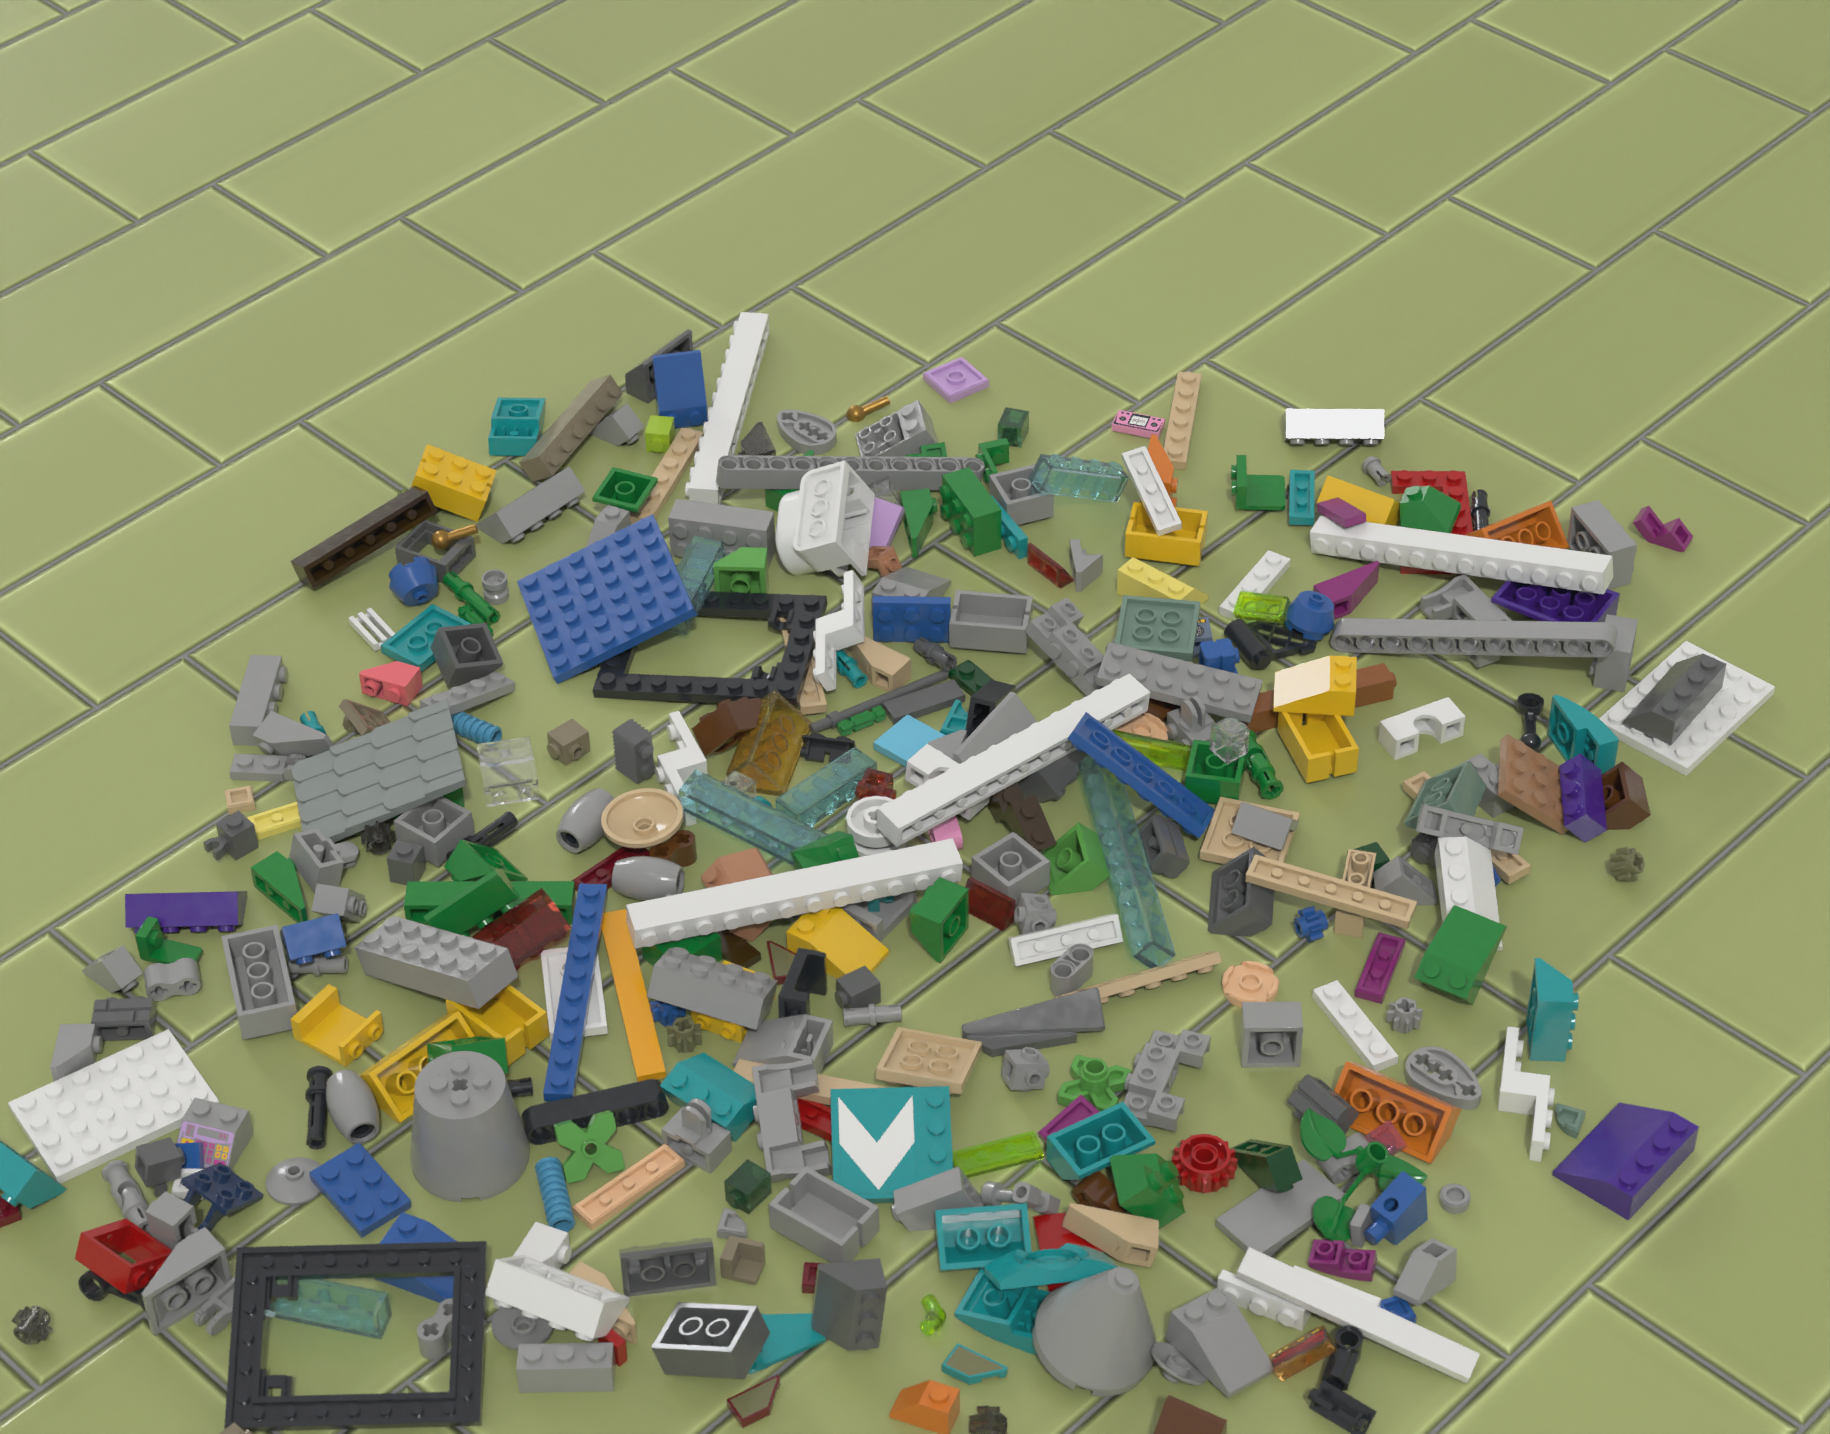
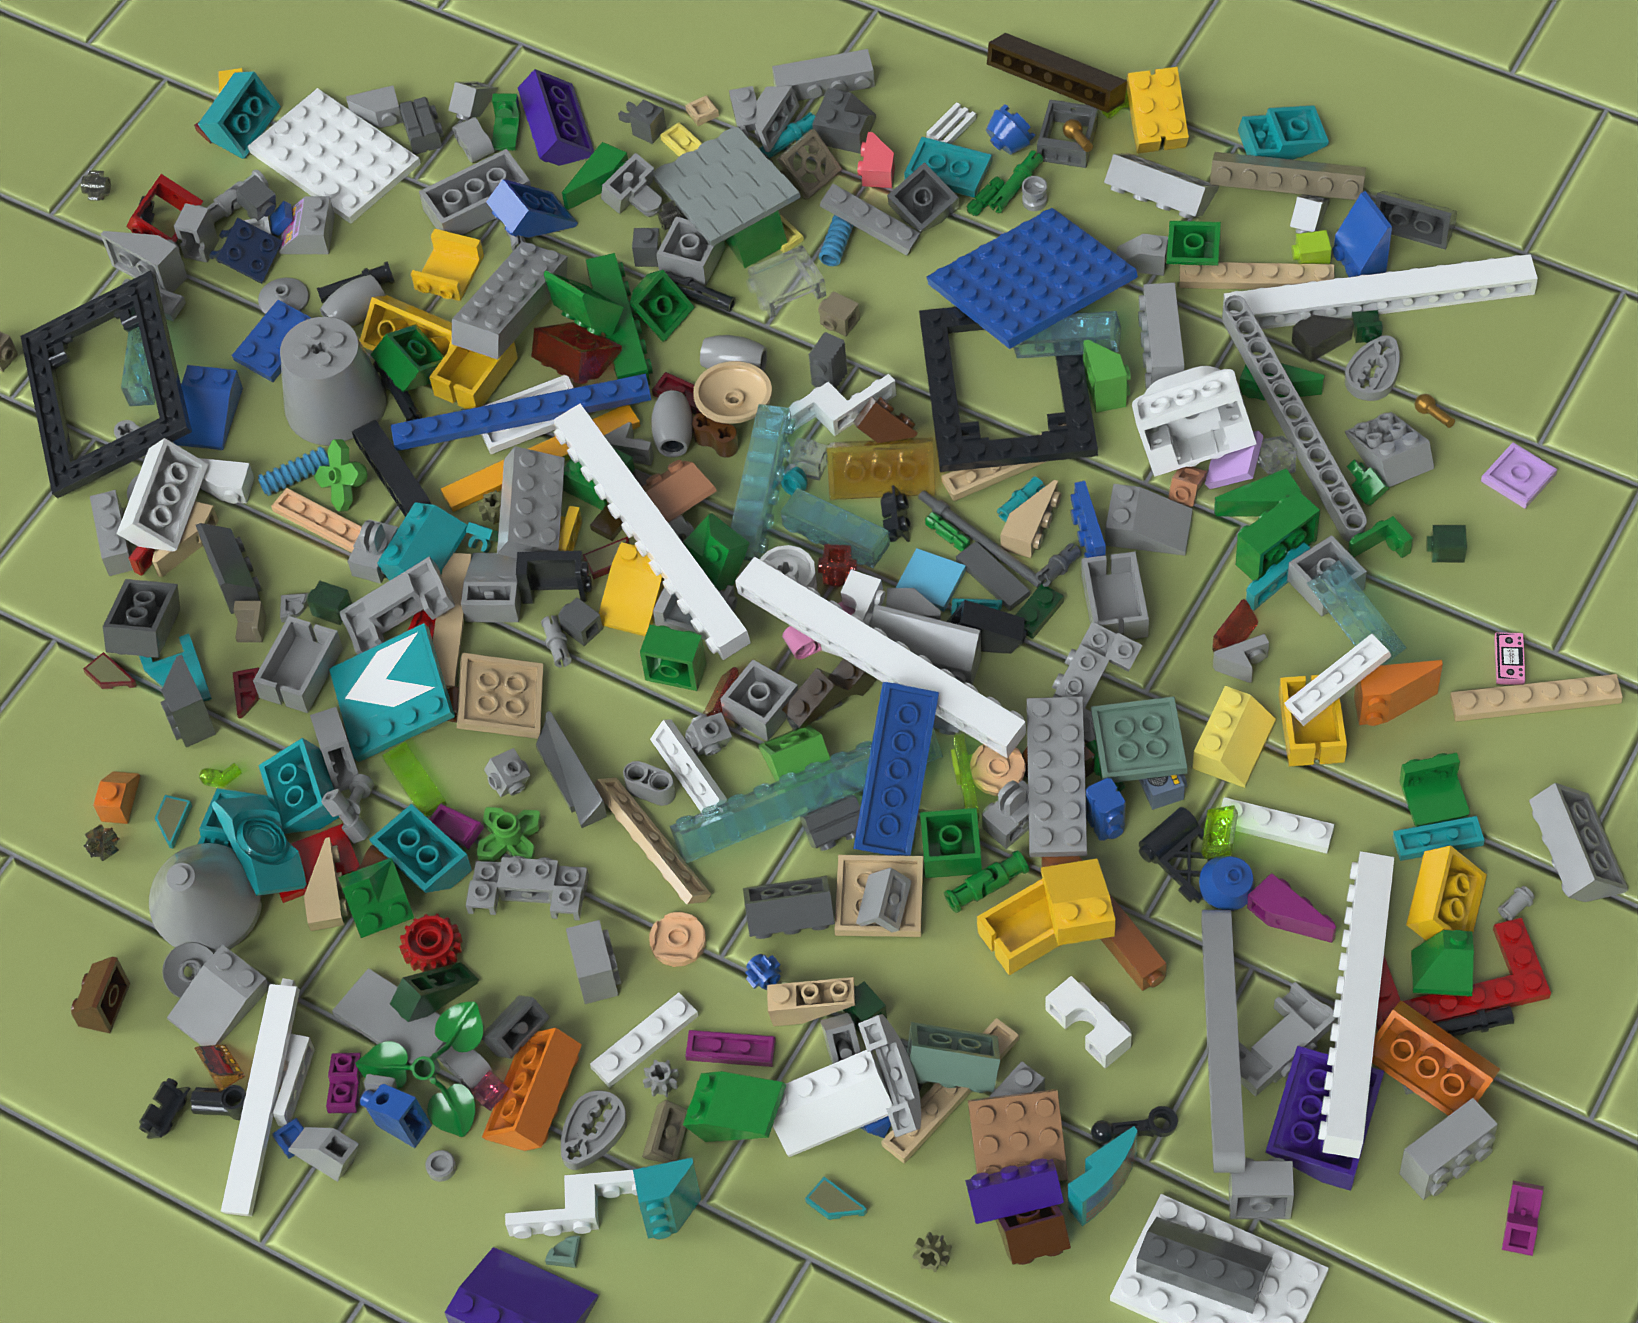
camera: 80 degrees right, 15 degrees up
(325, 695) = (843, 121): none -> dark grey slope
(340, 900) = (573, 214): light grey brick -> none
(716, 1047) = (481, 533): none -> teal tile
(749, 421) = (1366, 326): none -> dark green bracket
(839, 631) = (1041, 471): white bracket -> none
(1229, 739) = (968, 834): clear brick -> none
(1331, 891) = (775, 970): tan plate -> none
(1341, 512) = (1396, 873): magenta tile -> none
(1458, 1028) = (666, 1133): none -> dark tan slope
(1556, 926) = (833, 1201): none -> olive tile

